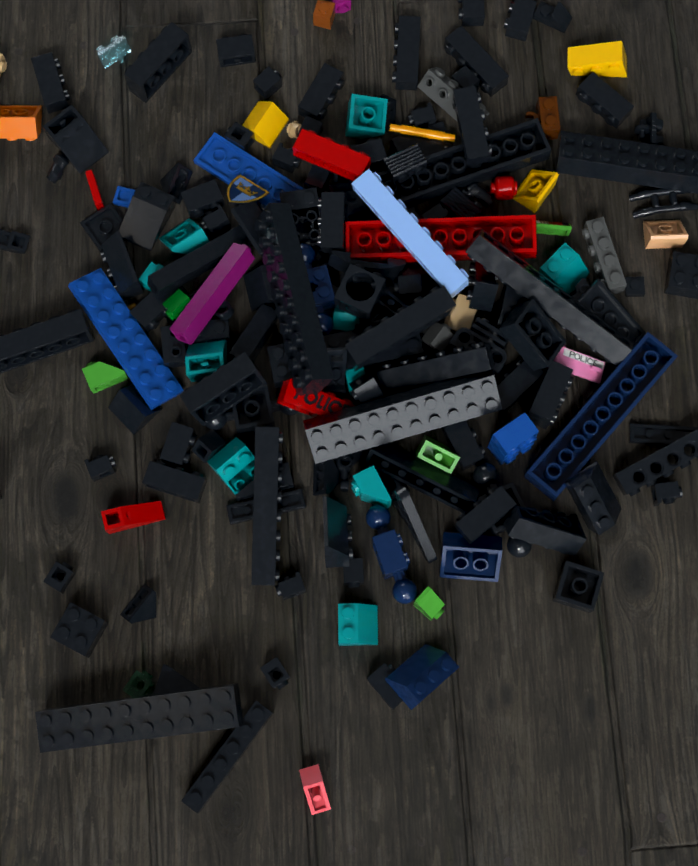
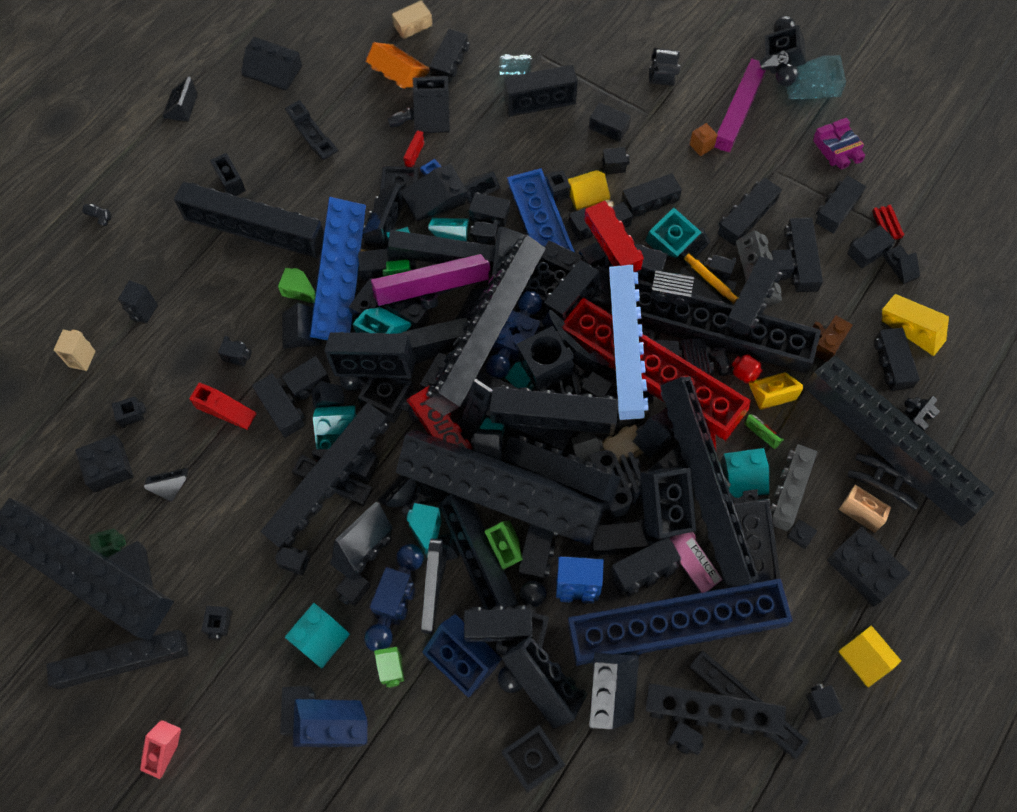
camera: 40 degrees right, 10 degrees down
(244, 191) = (524, 223): shield -> none

